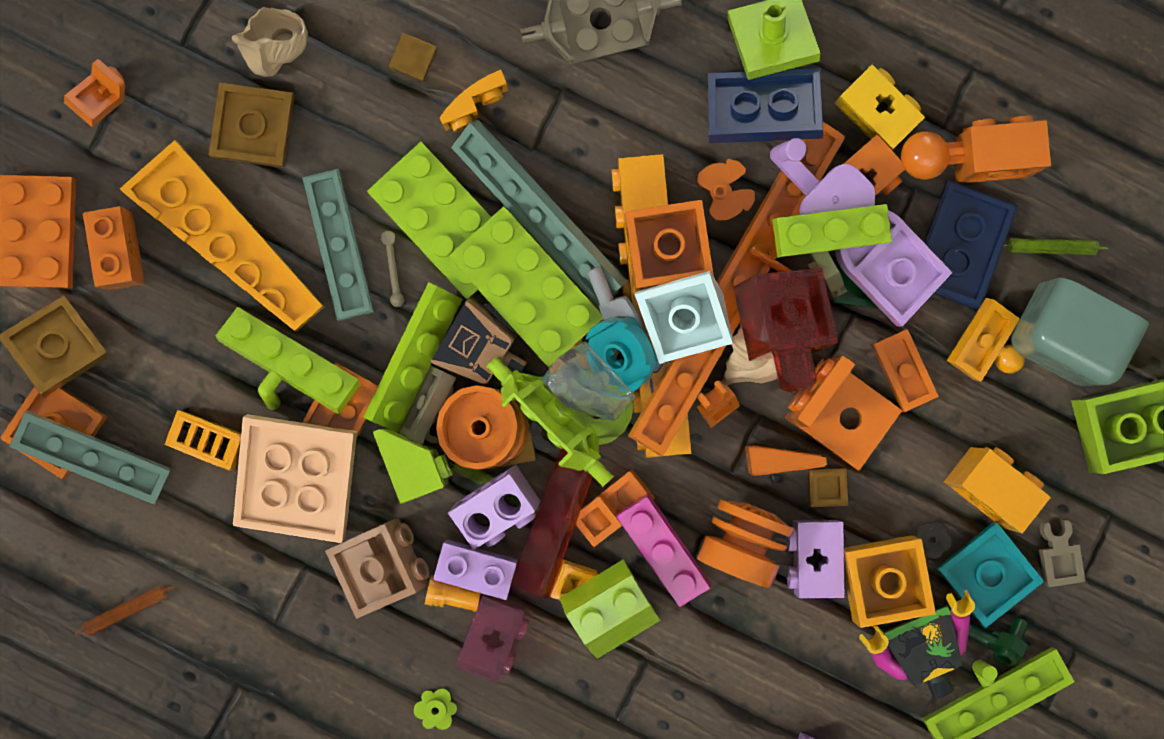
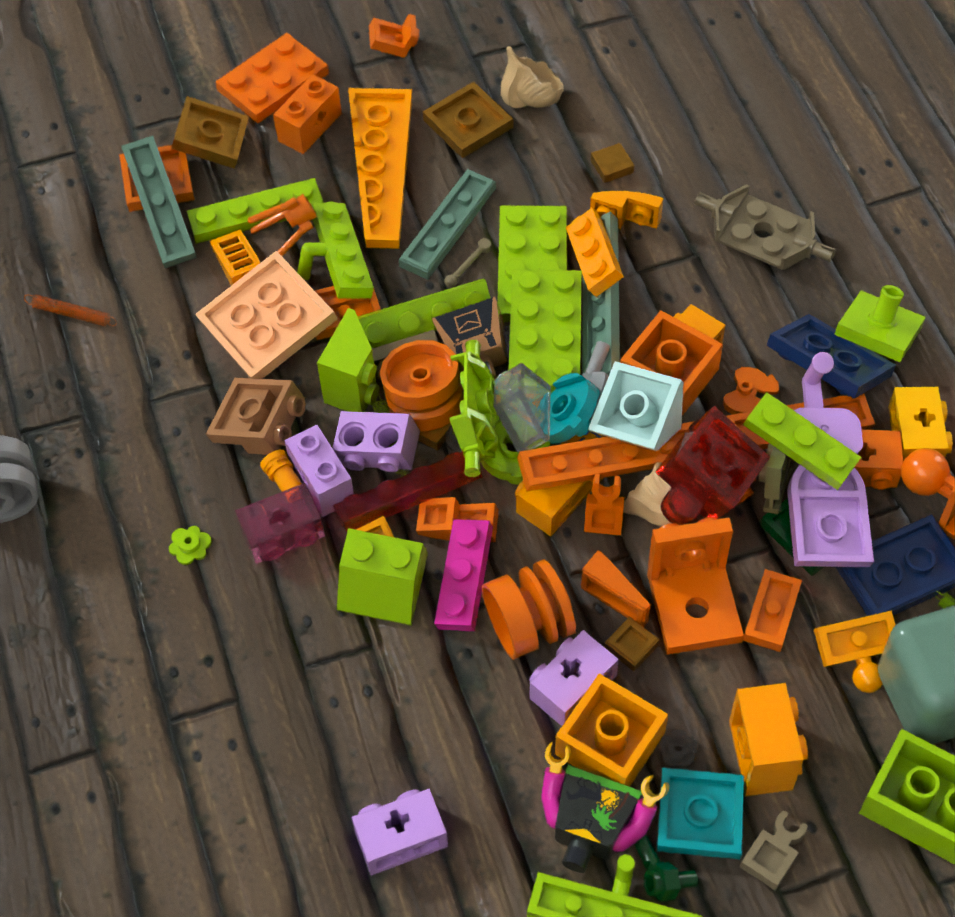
camera: 45 degrees right, 30 degrees down
(168, 379) = (232, 215): none -> lime plate
(217, 363) = (296, 211): none -> orange plant
(495, 176) = (594, 252): none -> light orange plate

